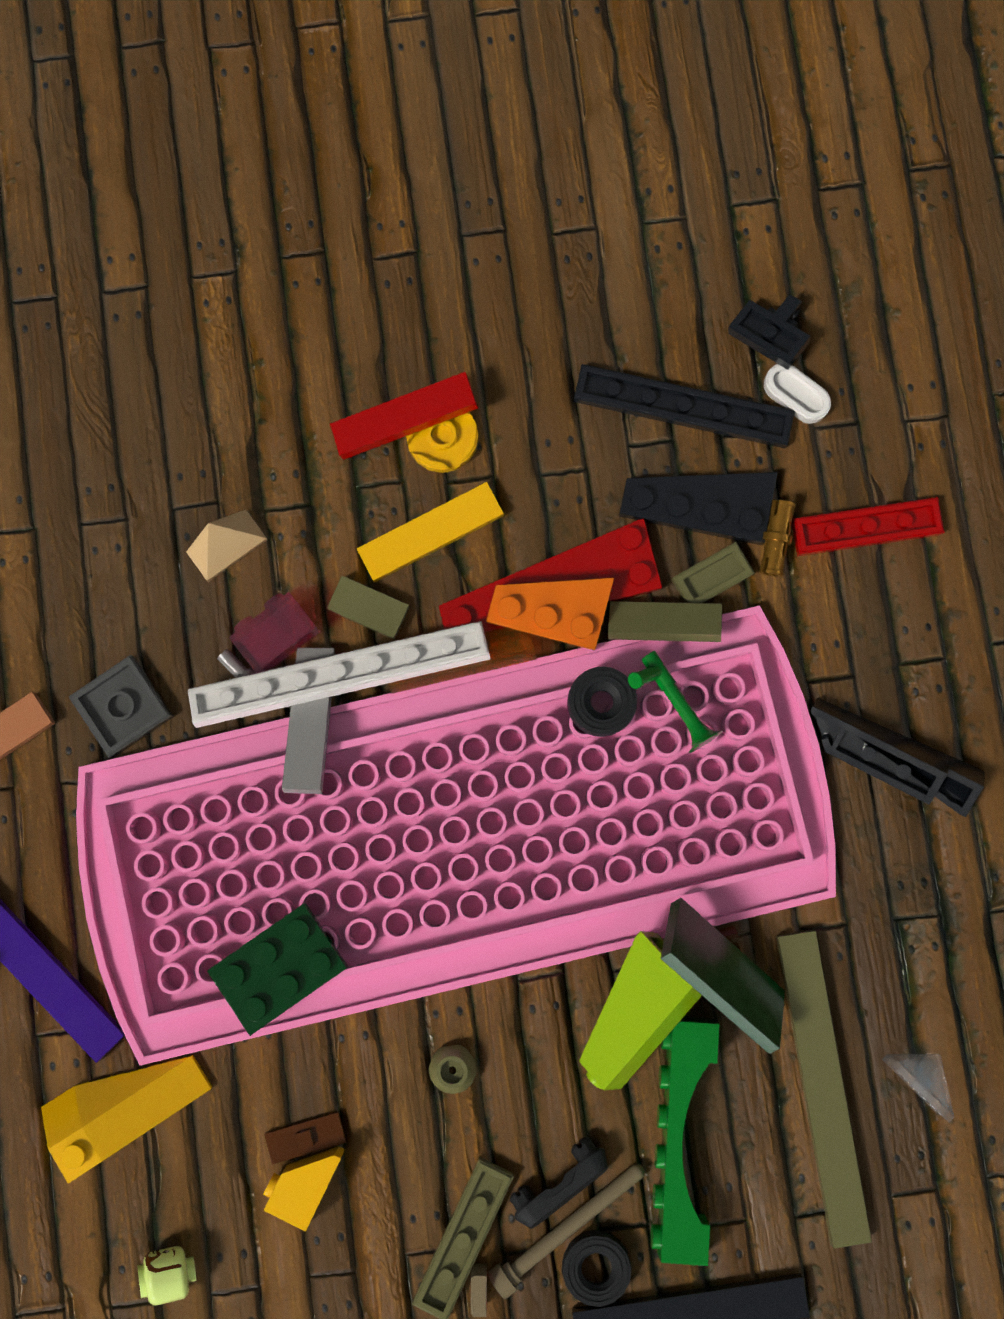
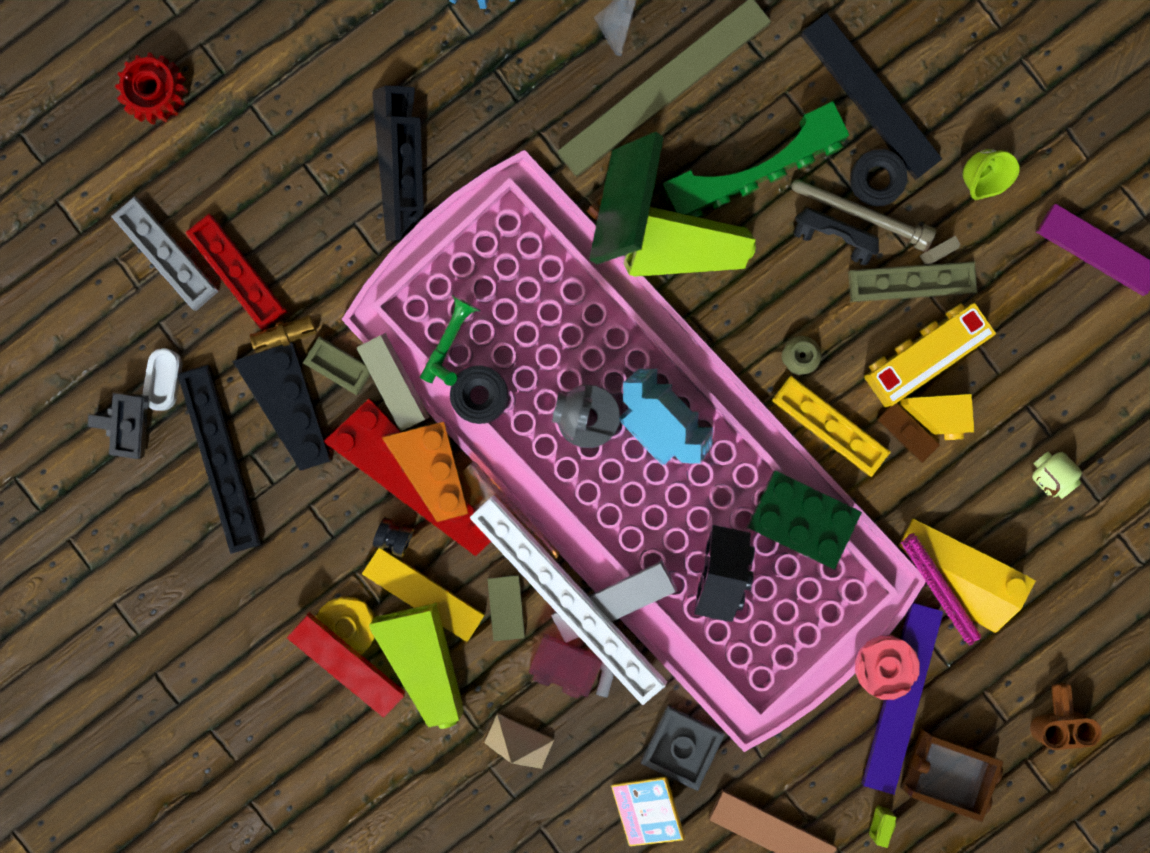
camera: 125 degrees left, 5 degrees up
(74, 967) = (887, 667): none -> coral tile
(78, 634) = (648, 811): none -> piece
(120, 1074) = (940, 589): none -> dark pink axle
(269, 851) = (725, 574): none -> black brick
(359, 1056) = (830, 426): none -> yellow tile
(363, 492) = (420, 657): none -> lime slope
(374, 1211) = (928, 355): none -> yellow brick
(466, 879) = (663, 420): none -> medium azure slope
(506, 533) = (393, 536): none -> black wheel
(528, 786) = (573, 412): none -> dark grey cylinder
(926, 465) = (165, 253): none -> light grey tile

